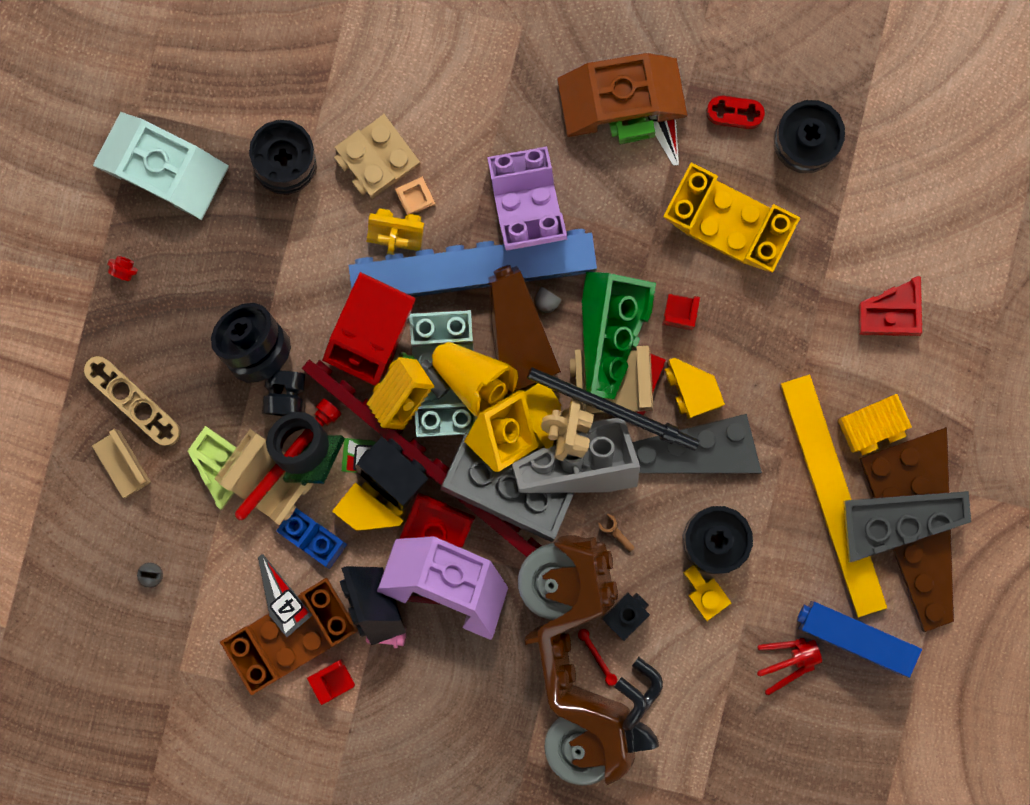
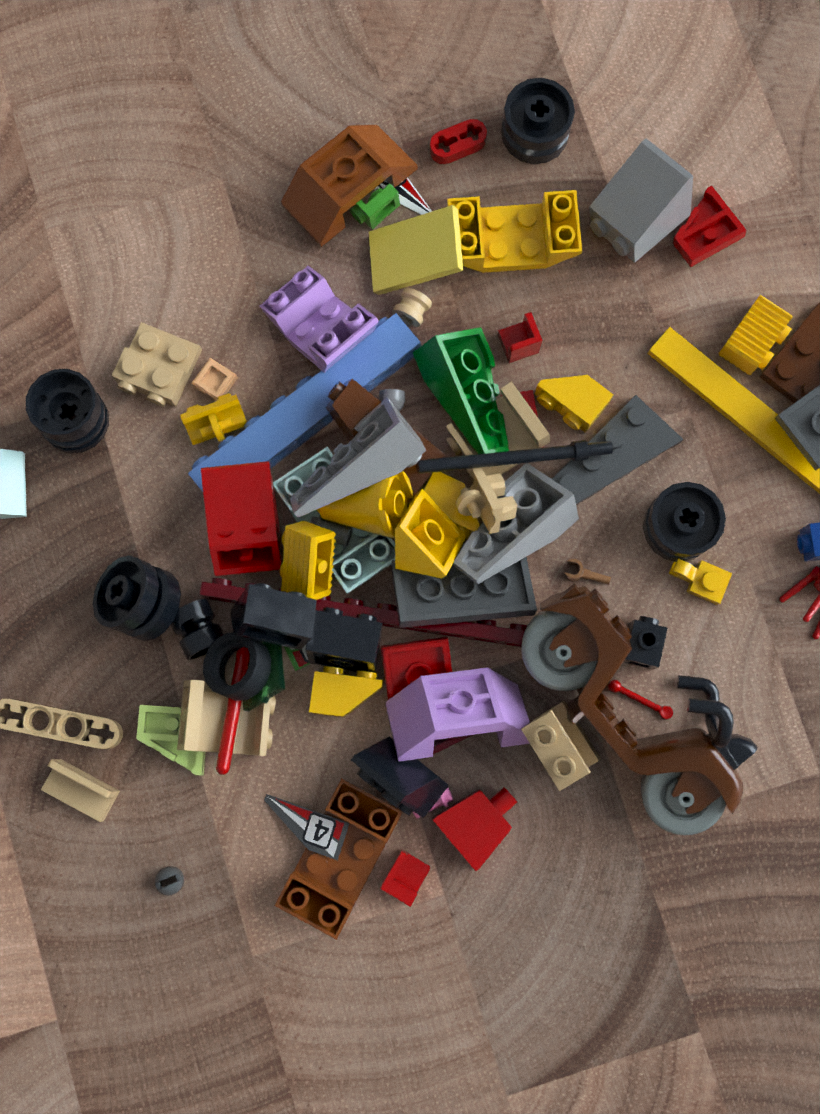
camera: 30 degrees left, 5 degrees down
(312, 538) = (305, 750): blue slope -> none
(347, 423) = (274, 616): none -> black slope
(409, 675) = (477, 824): none -> red torso
(500, 343) = (377, 452): none -> light grey wedge
(506, 656) = (561, 746): none -> tan panel
(609, 232) = (412, 307): none -> tan wheel
(639, 189) = (415, 250): none -> light yellow tile
(847, 260) = (642, 202): none -> light grey slope

